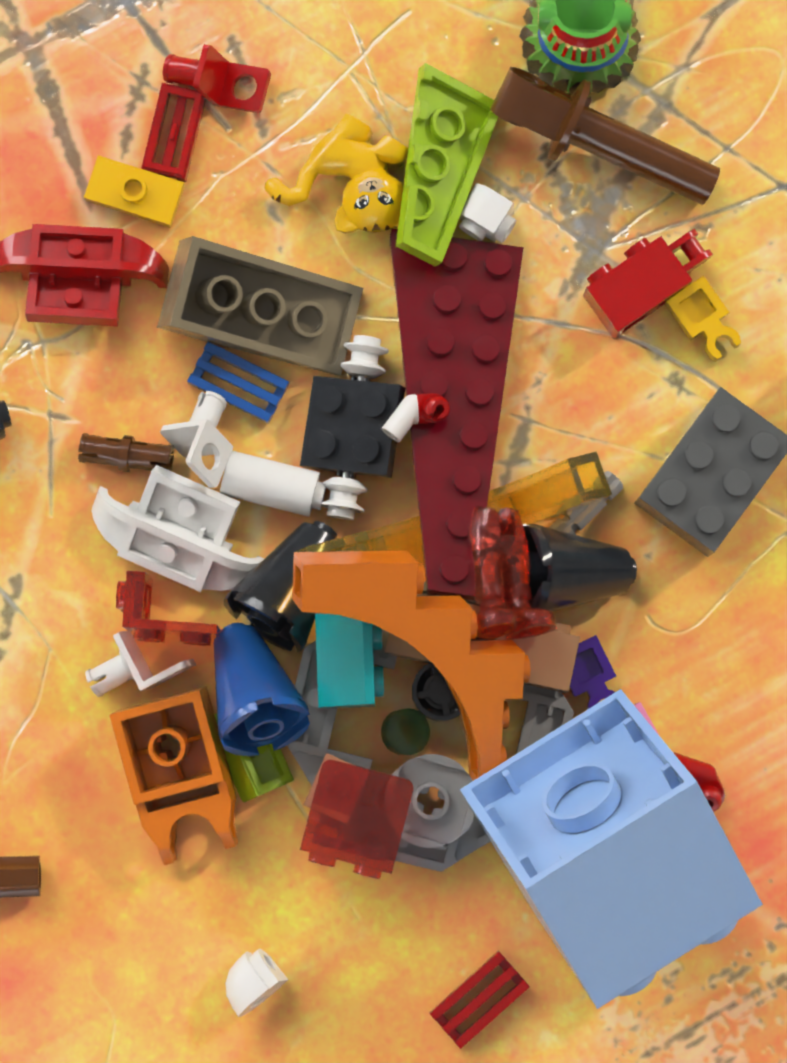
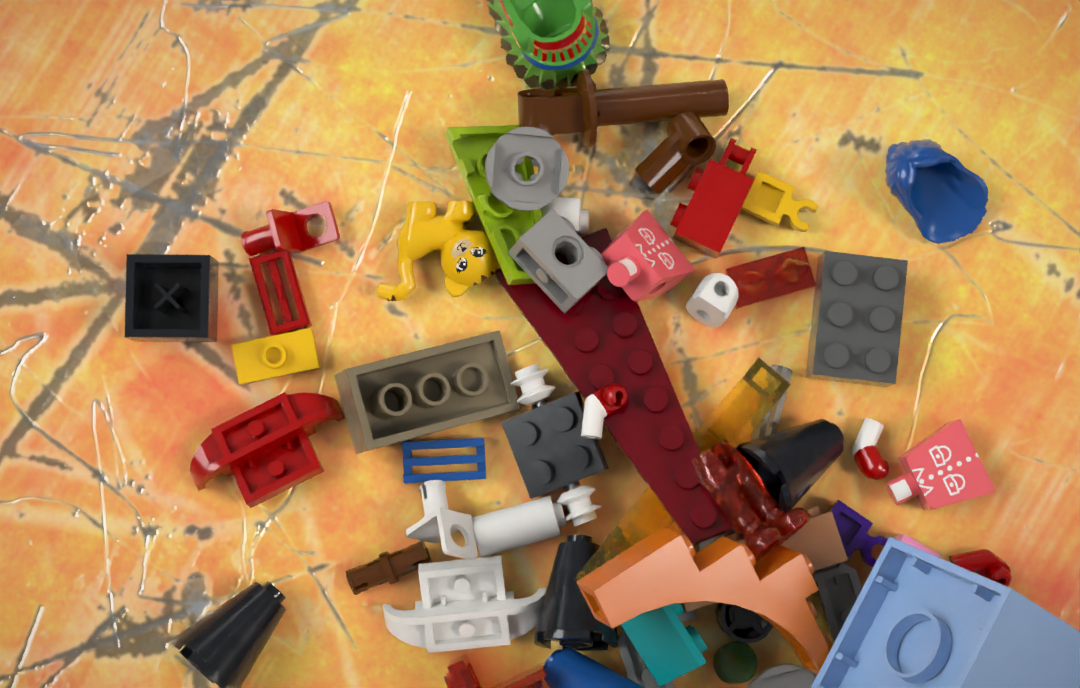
camera: 25 degrees left, 0 degrees up
(66, 77) = (171, 298): none -> black brick
(447, 271) = (537, 257): none -> light grey brick
(502, 139) = (544, 153): none -> light grey plate
(541, 298) = (645, 260): none -> coral torso
(586, 374) = (713, 300): none -> white piece
(644, 210) = (686, 144): none -> reddish brown piece
(649, 607) = (866, 452): none -> arm
(655, 386) = (772, 277): none -> clear red tile
(712, 664) = (941, 470): none -> coral torso

